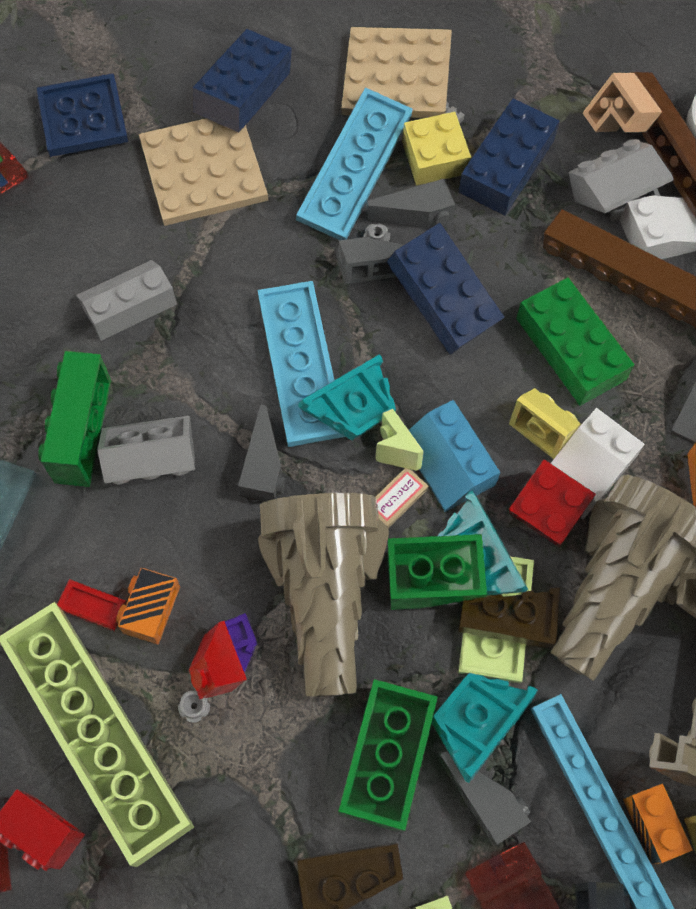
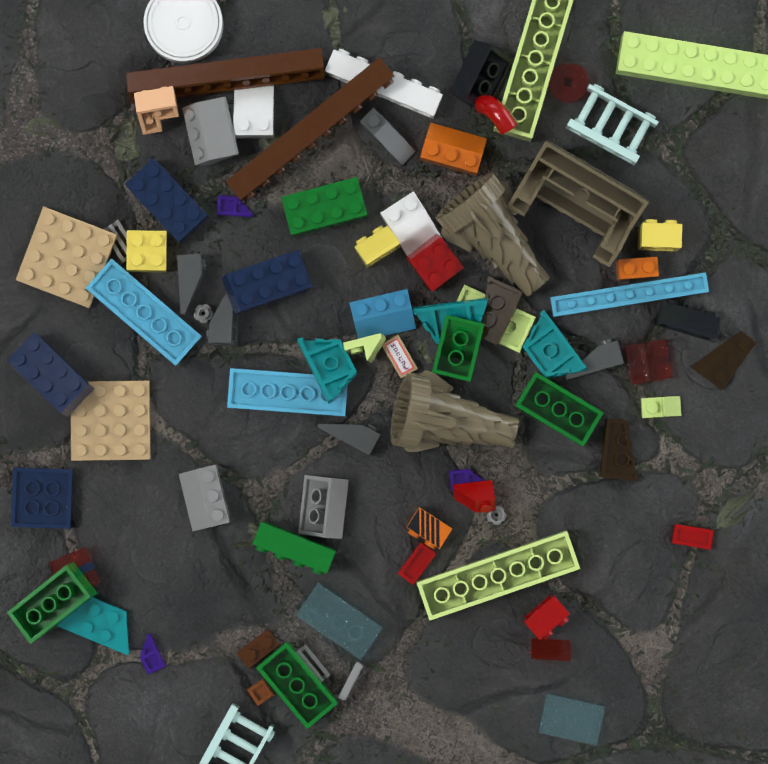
camera: 75 degrees left, 20 degrees up
(529, 236) = (232, 207): none -> dark purple tile

